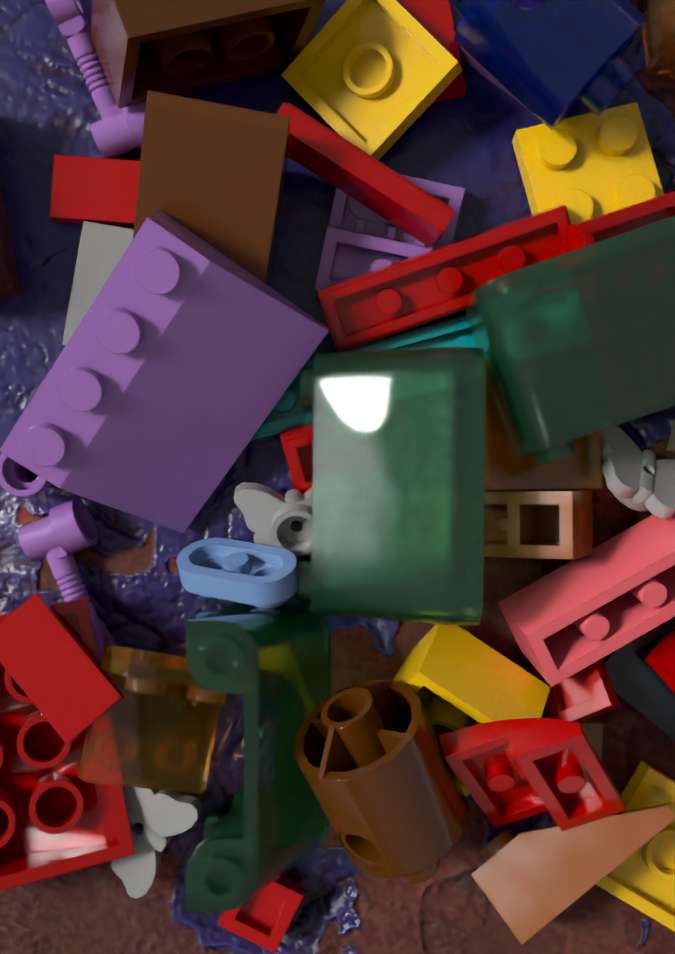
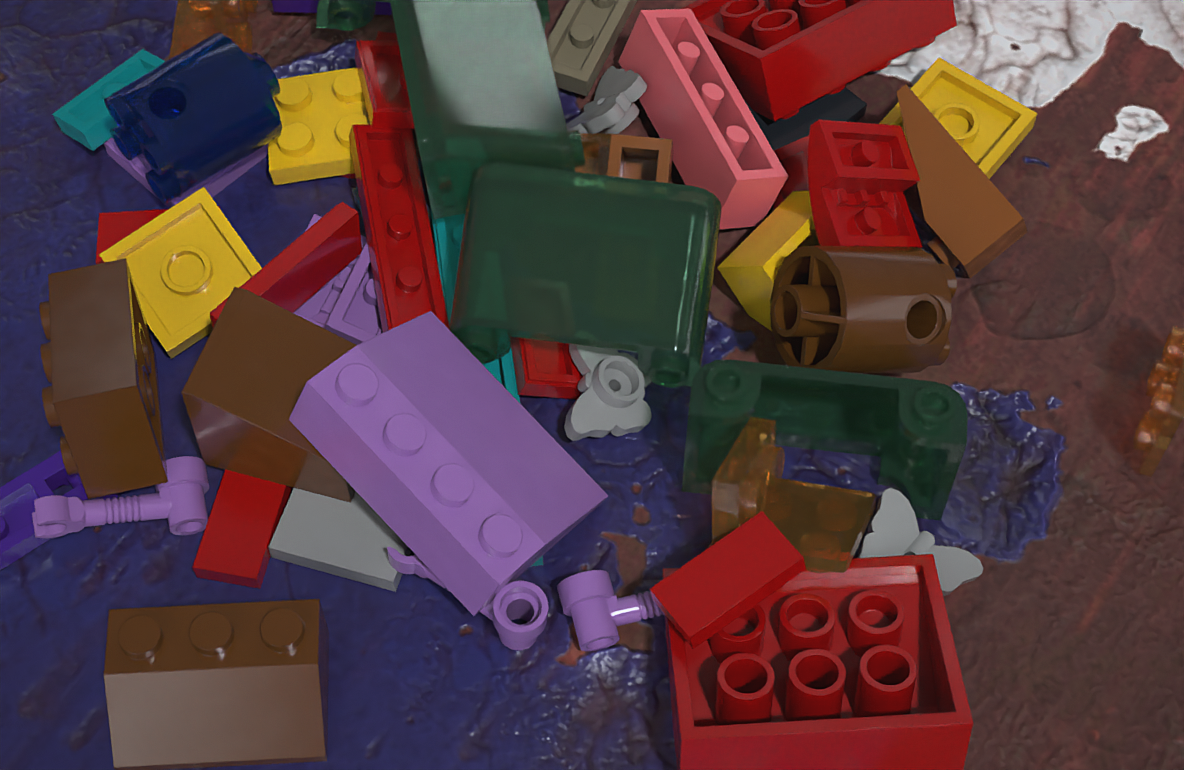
camera: 80 degrees left, 30 degrees down
(238, 571) = (651, 433): medium blue plate -> none
(265, 915) = (997, 461): red plate -> none

